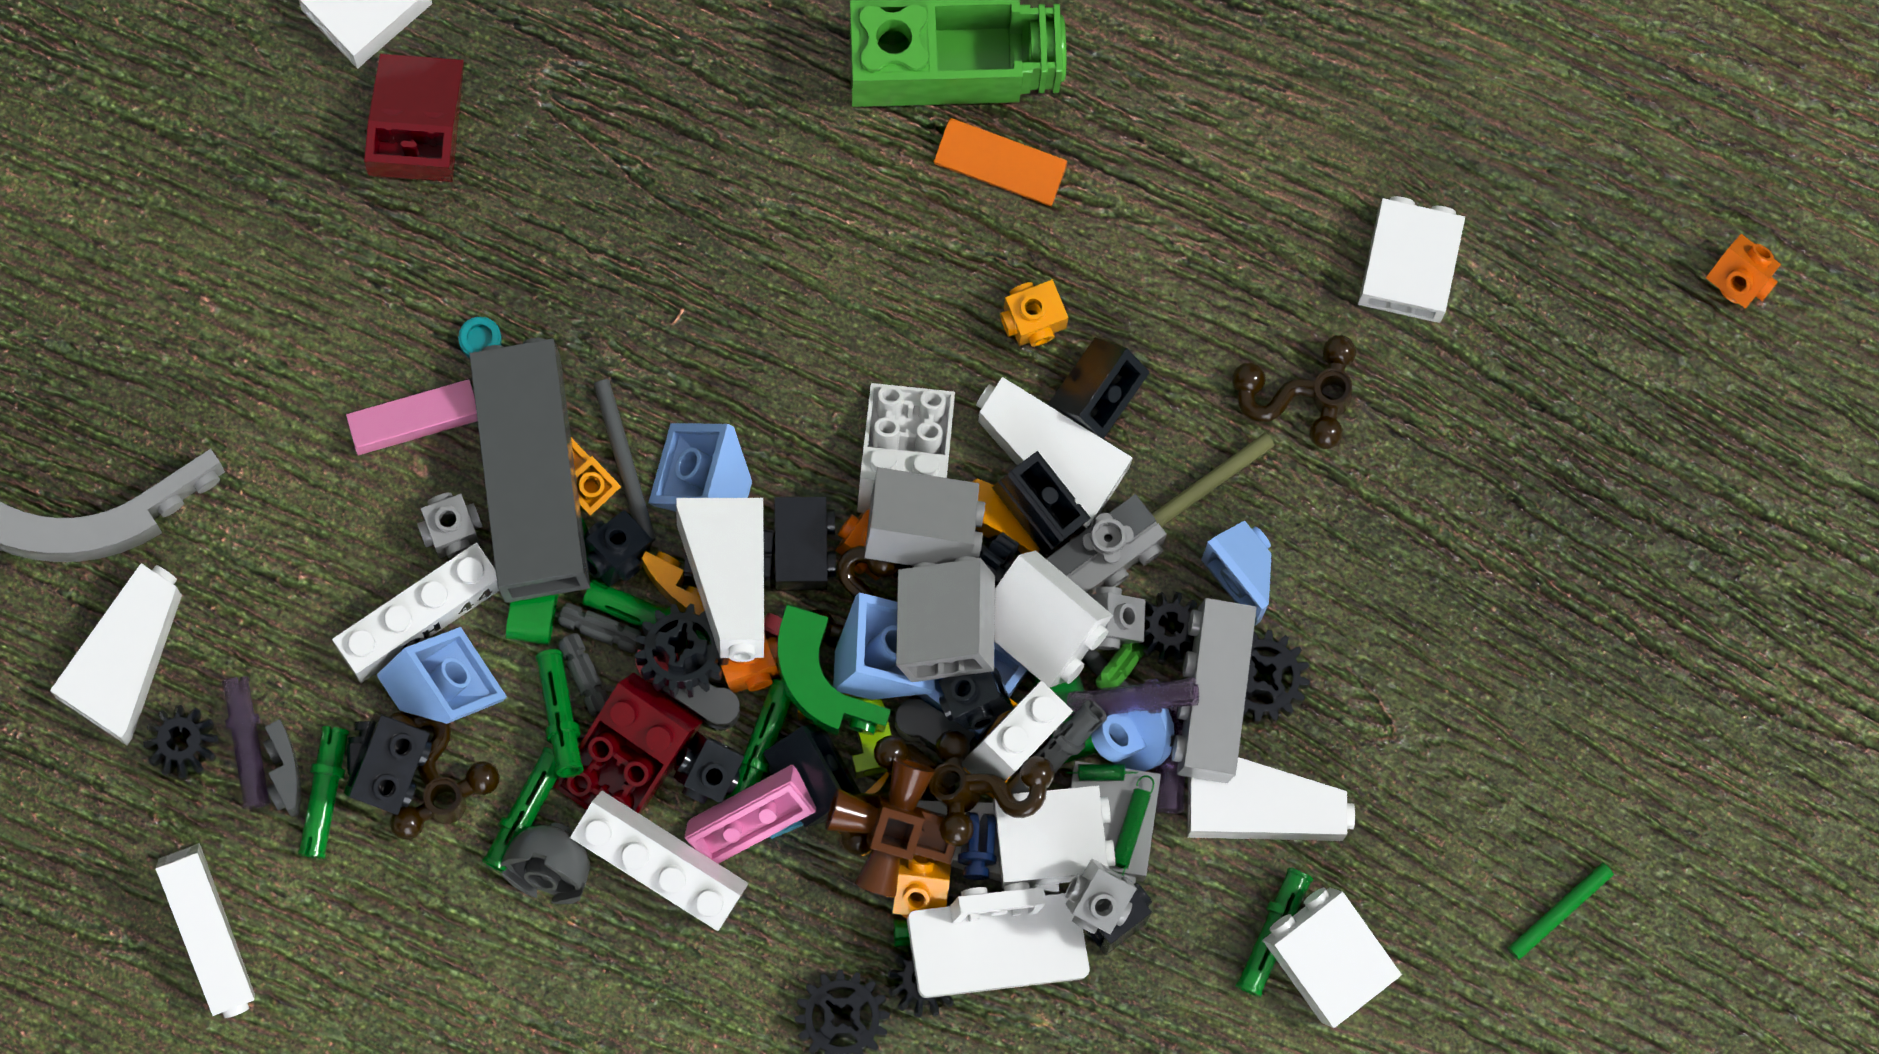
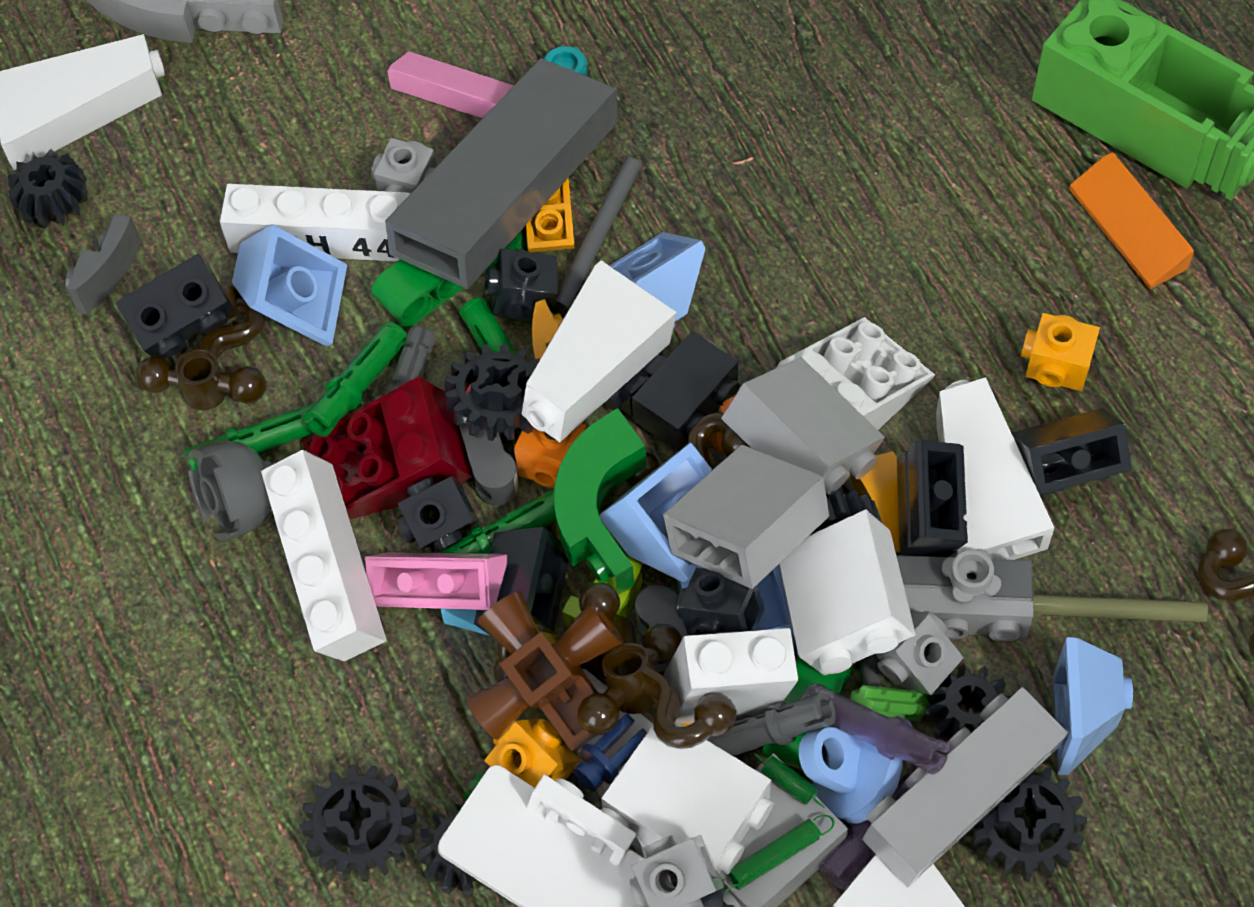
camera: 50 degrees right, 15 degrees down
(246, 743) = (105, 205): clear purple pin -> none
(323, 792) = (105, 312): green pin -> none
(598, 627) = (450, 332): dark grey axle -> none

